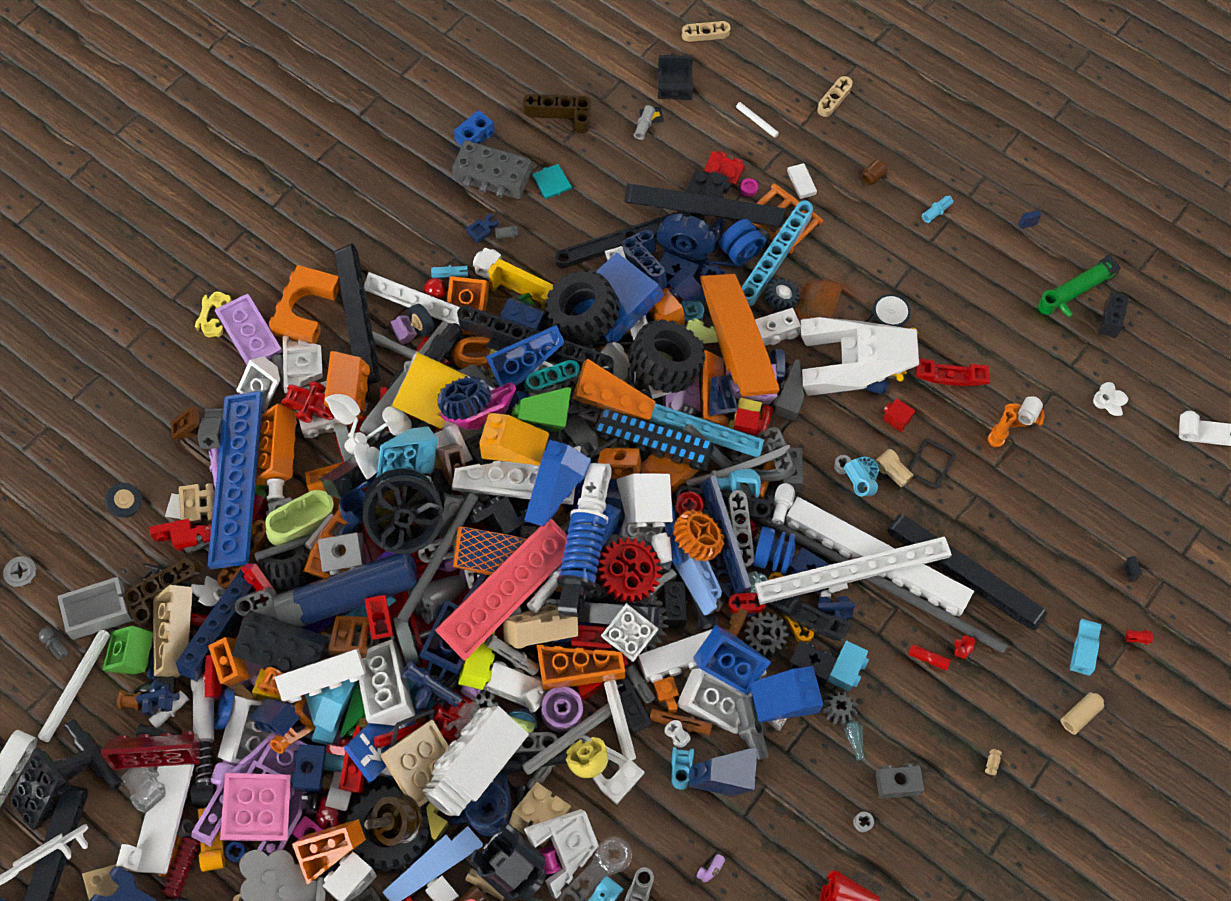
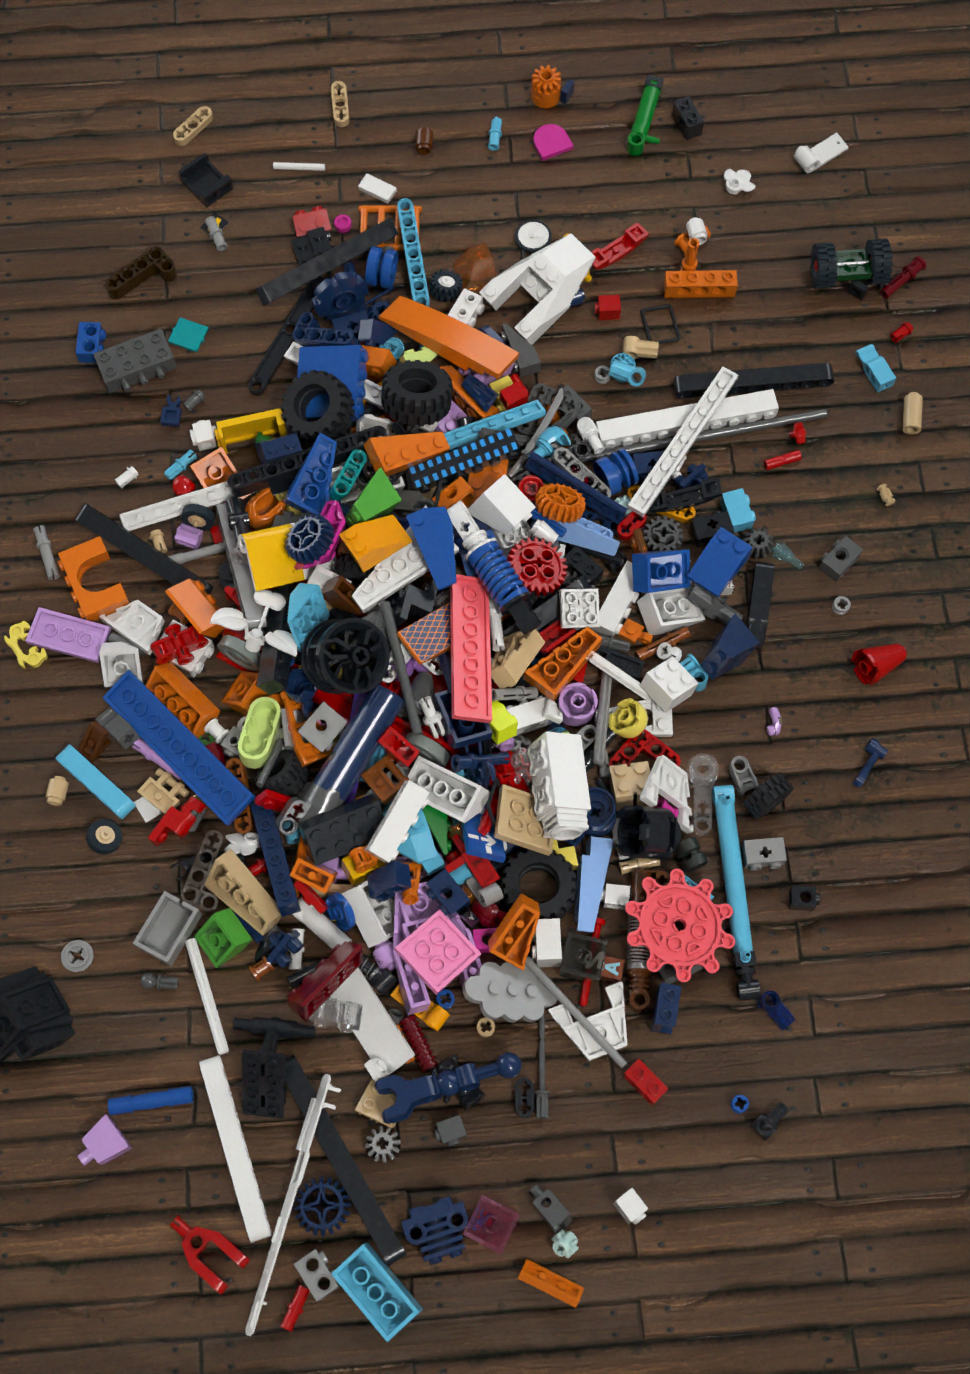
camera: 40 degrees left, 5 degrees up
(126, 437) = (57, 791): none -> tan brick
(159, 455) = (95, 781): none -> medium azure beam
(296, 252) = (44, 546): none -> light grey pin
(378, 315) = (158, 541): none -> tan pin
(395, 820) = (547, 870): dark brown wheel -> none
(403, 249) = (126, 477): none -> white pin
(426, 617) = (431, 717): none -> white arm
(587, 793) = (645, 746): none -> red beam
(650, 759) = (669, 684): none -> white brick
(793, 759) = (760, 600): none -> black piece
(979, 248) = (551, 141): none -> dark pink tile
(995, 456) = (700, 284): none -> orange brick
(1013, 202) = (545, 87): none -> orange gear
(1144, 542) = (869, 263): none -> black plate
(1191, 591) = (908, 272): none -> dark red pin

